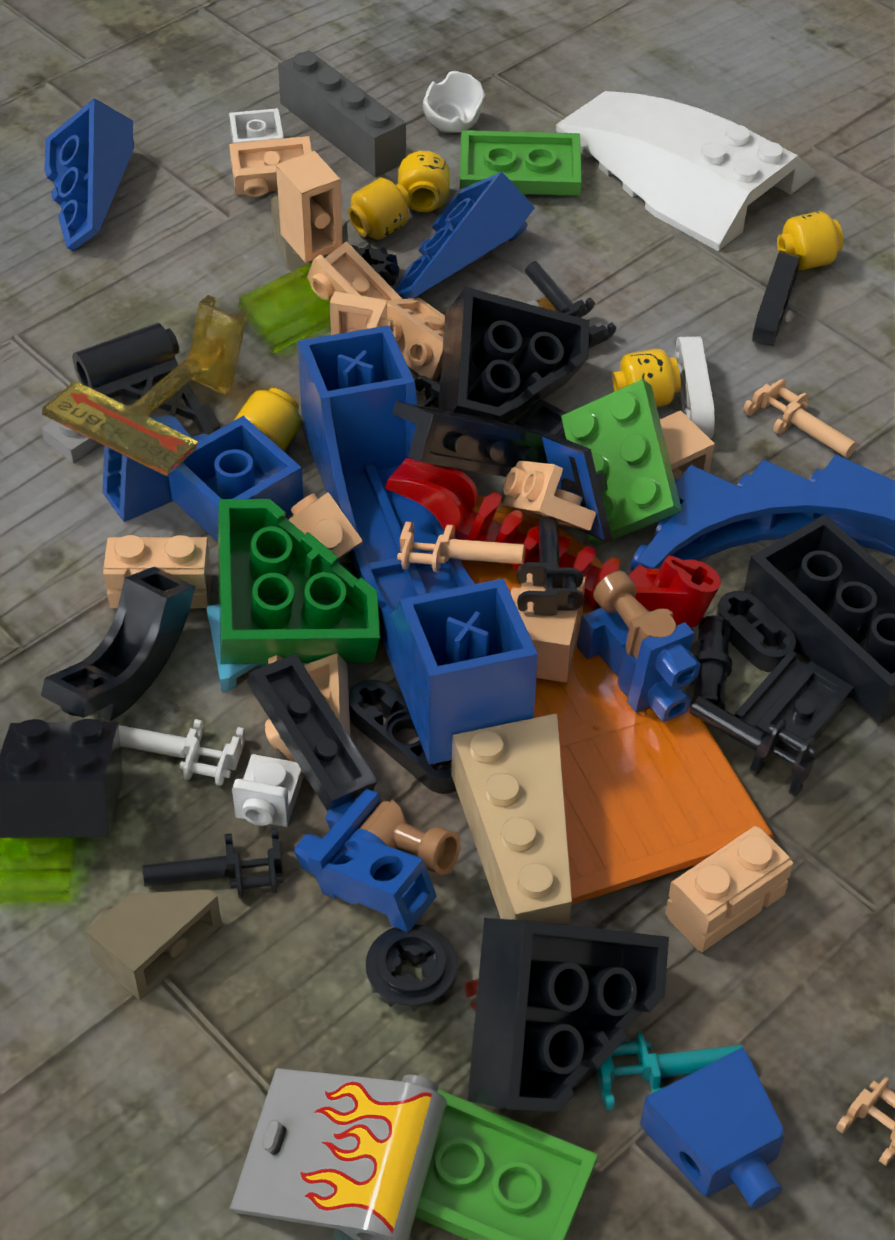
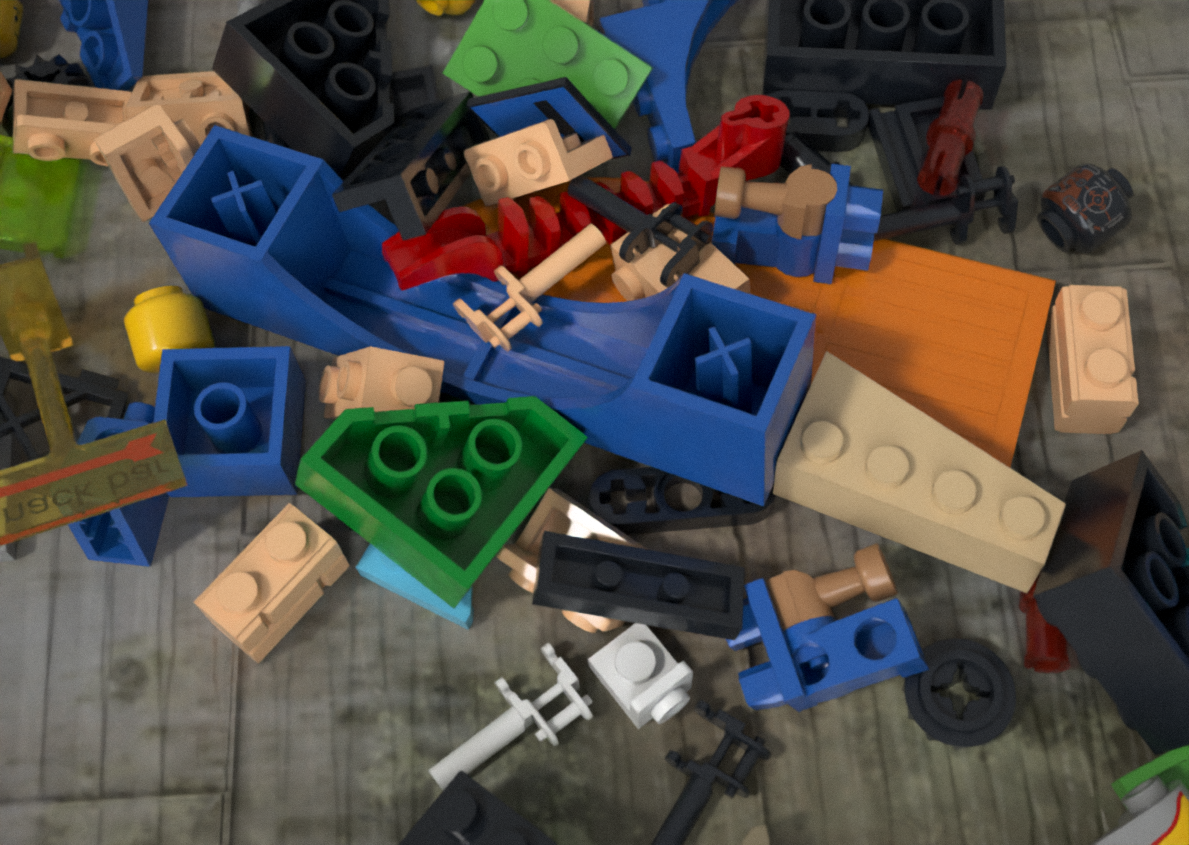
camera: 45 degrees left, 15 degrees up
(132, 652) = (357, 694): black arch -> none
(809, 698) = (950, 137): none -> clear red pin
(849, 817) = (1085, 208): none -> black head

